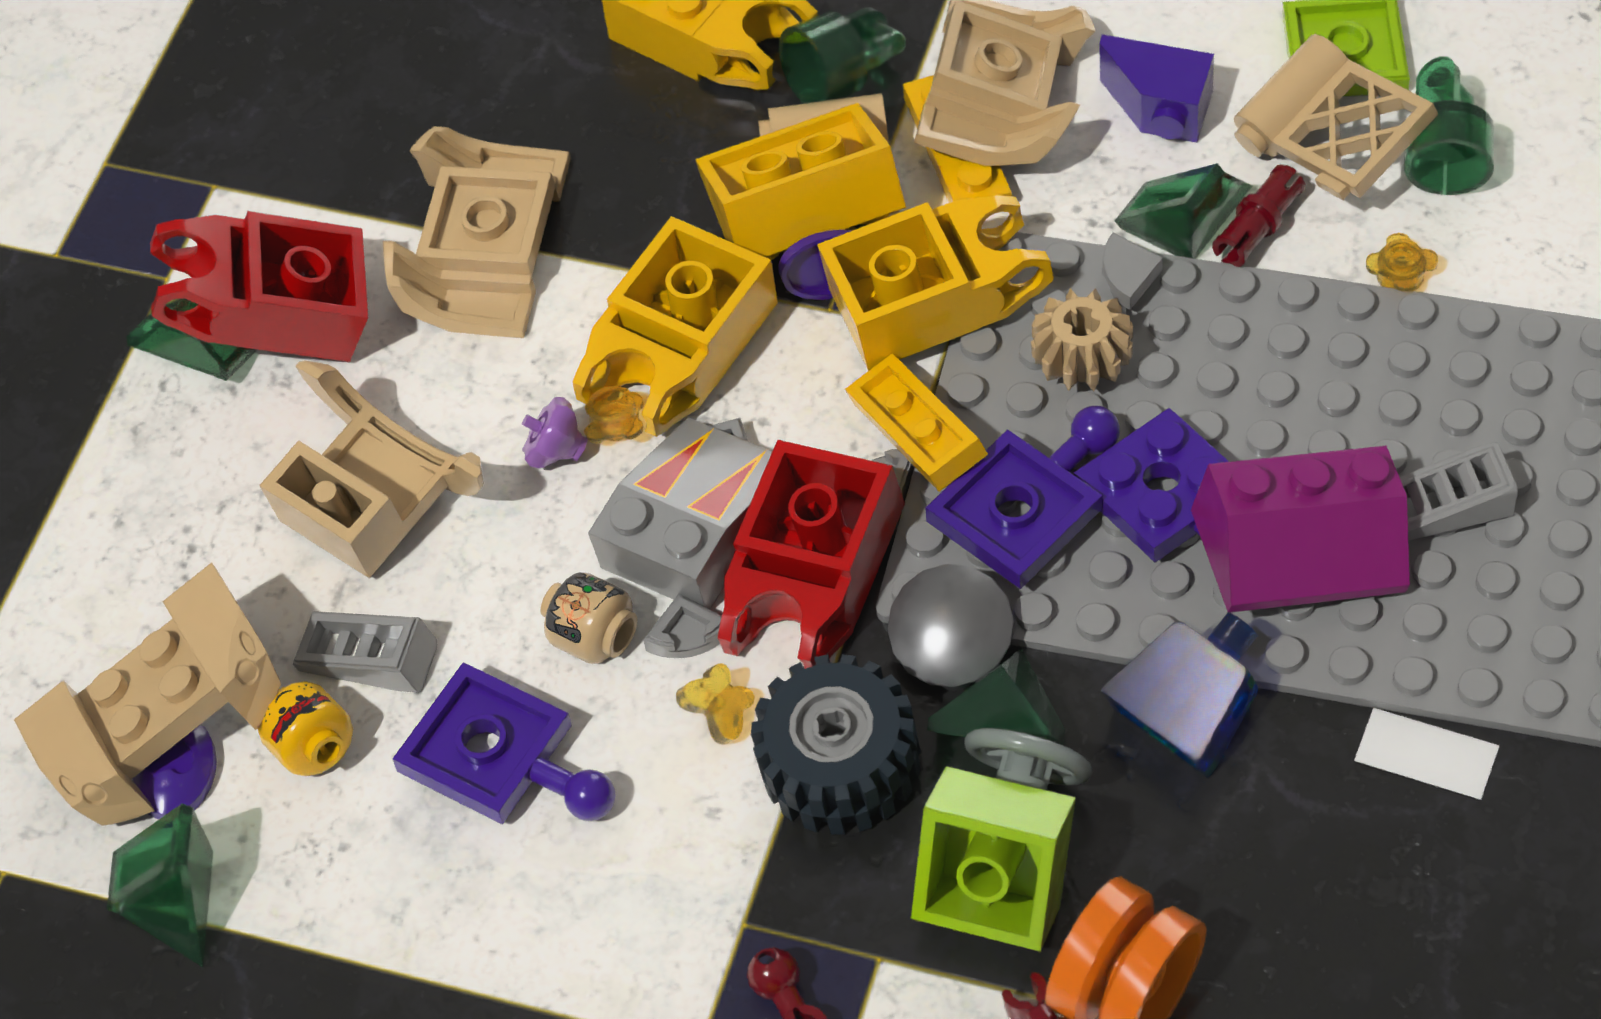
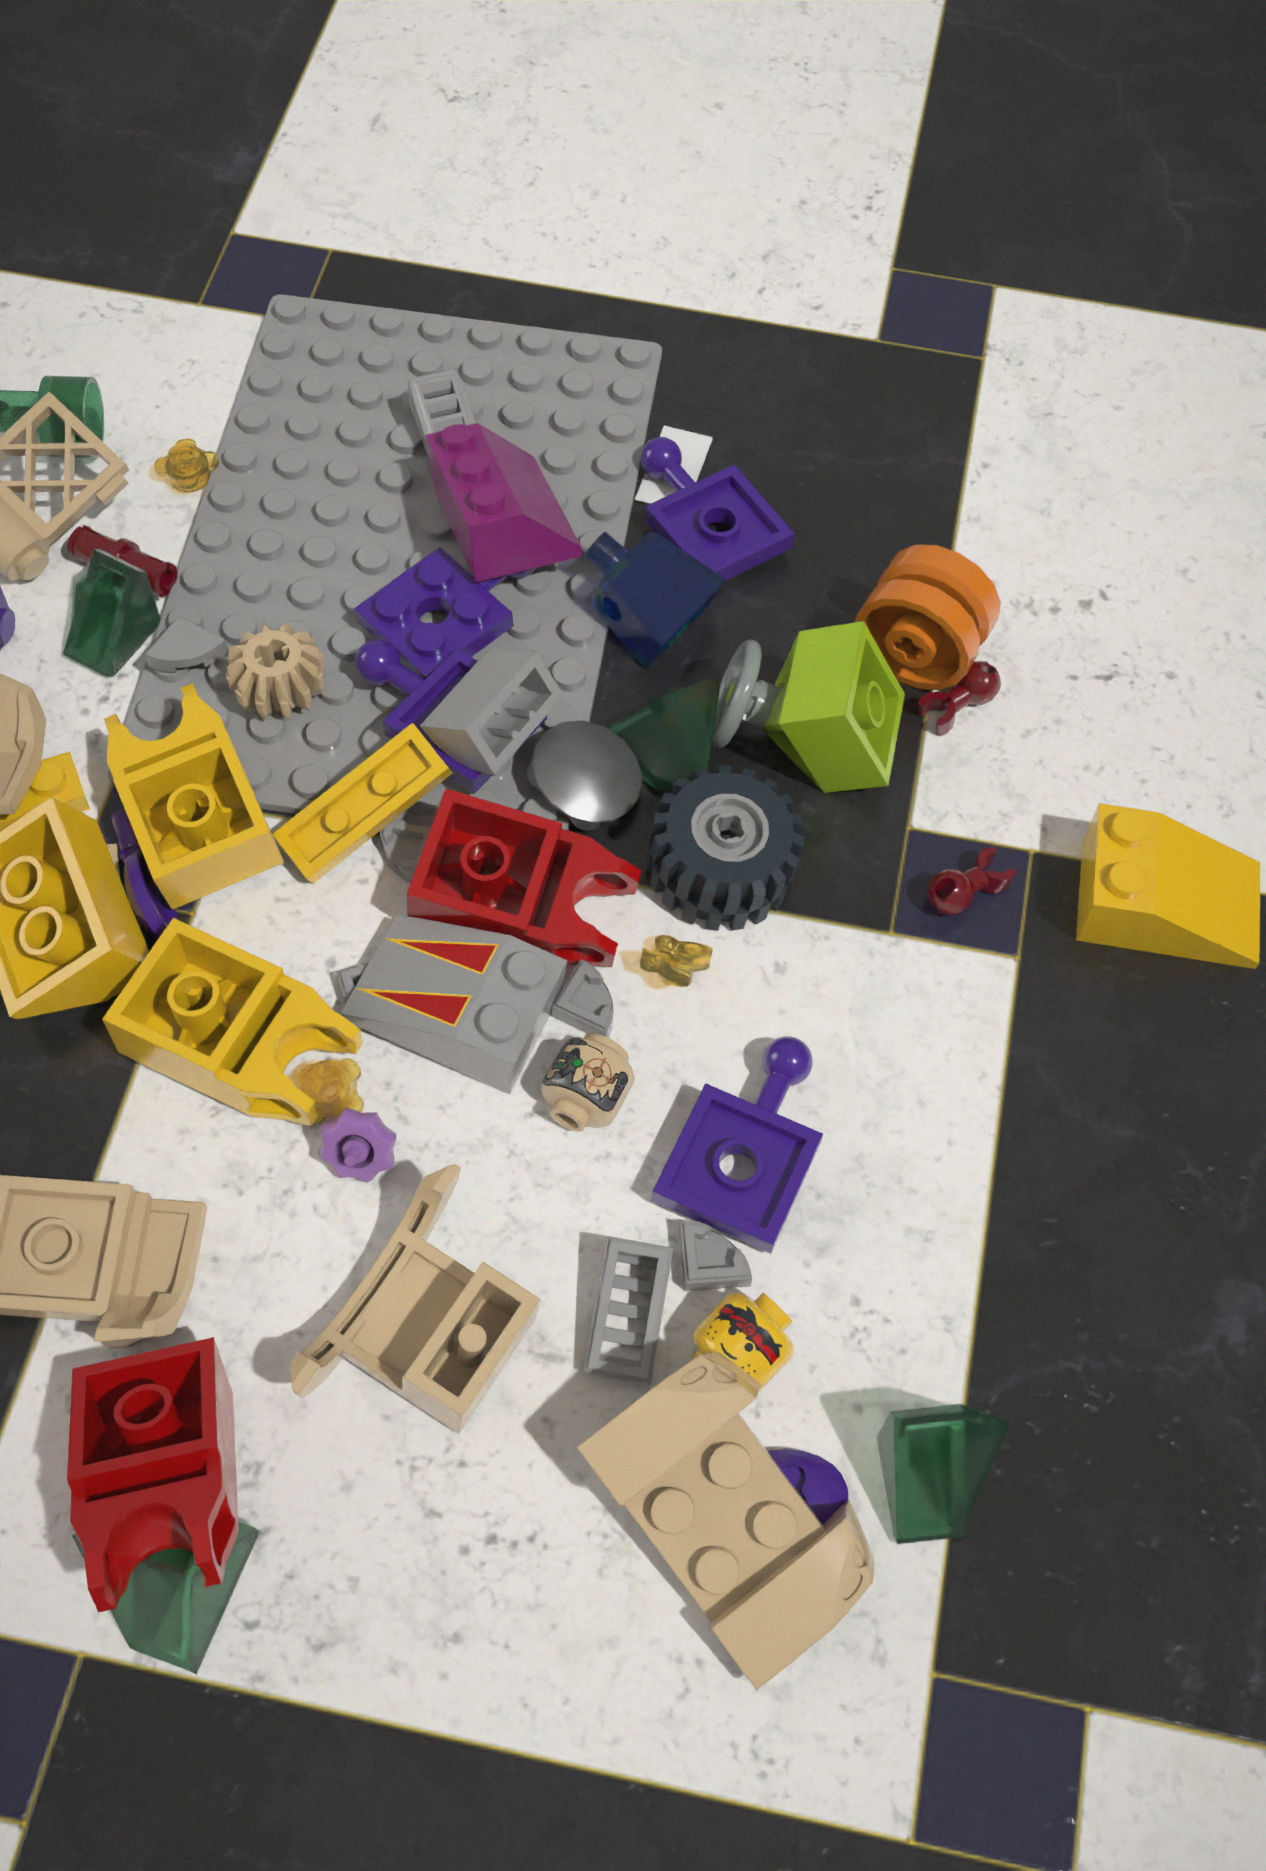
camera: 105 degrees left, 5 degrees up
(396, 718) = (710, 1259): none -> light grey tile
(997, 513) = (493, 709): none -> light grey brick
(1326, 744) = (720, 498): none -> dark purple plate

